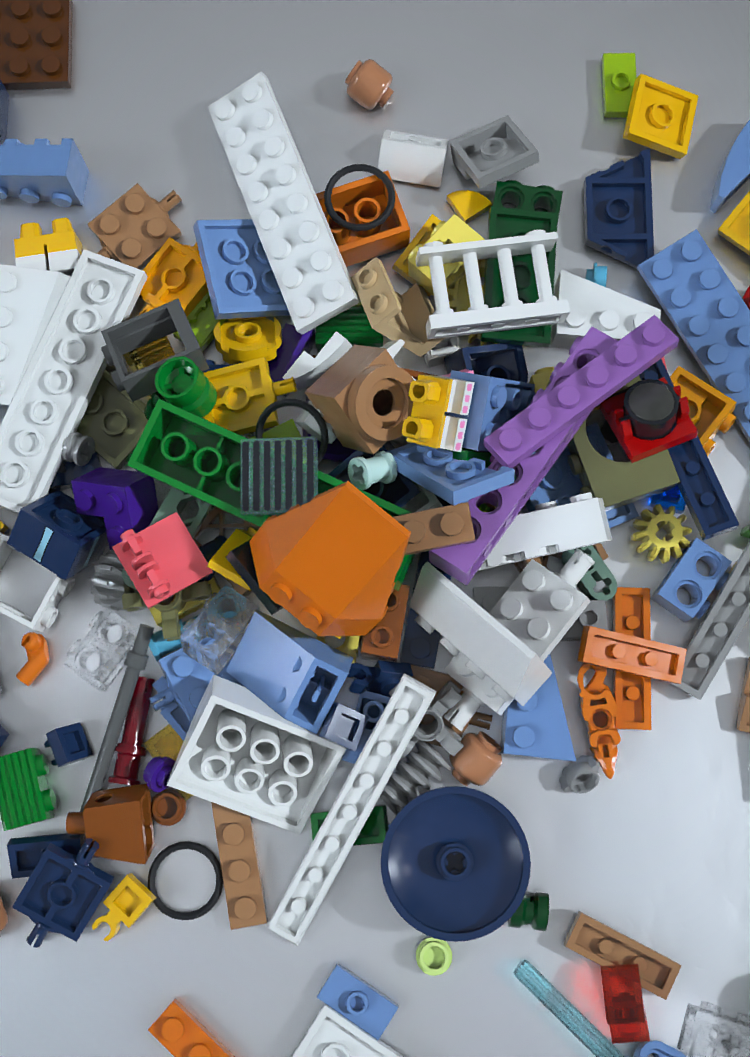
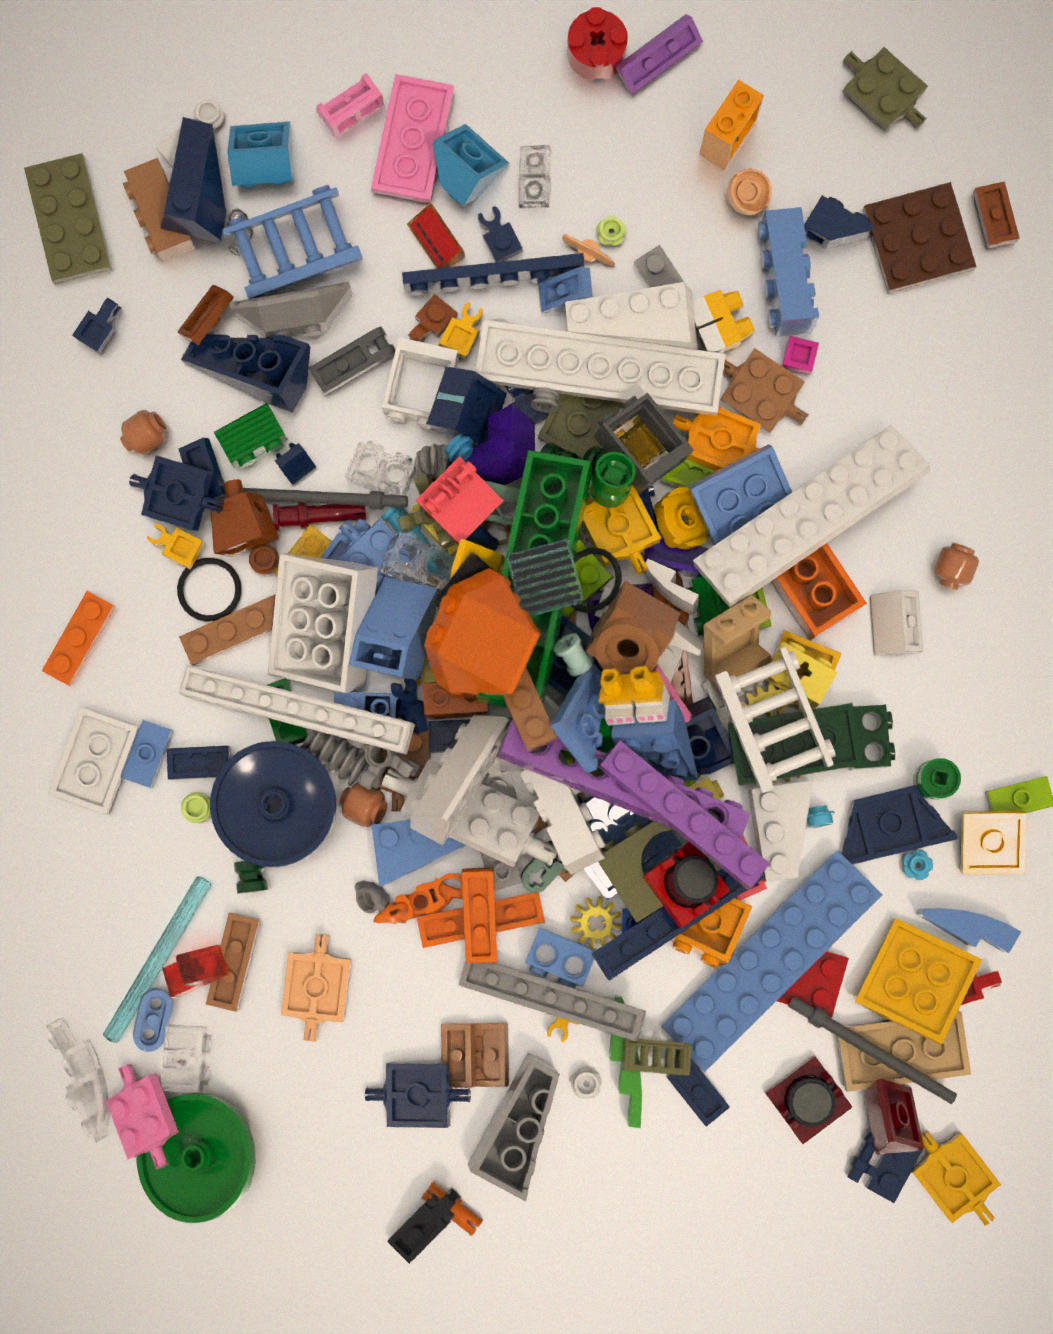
camera: 75 degrees right, 5 degrees up
(38, 657) = (362, 416): orange arm -> none
(102, 549) = (459, 446): none -> dark azure plate
(108, 182) = (800, 354): none -> dark pink plate
(158, 773) = (289, 544): dark purple plate -> none
(343, 726) = (360, 685): tile -> none
(366, 168) = (832, 613): black tyre -> none
(382, 943) = (196, 762): none -> dark blue plate
(468, 204) = (863, 684): yellow tile -> none
(493, 152) = (913, 694): light grey plate -> none
(584, 152) = (937, 778): none -> green wheel
(663, 204) = (909, 865): none -> medium azure plate
(670, 864) = (315, 987): none -> light nougat plate

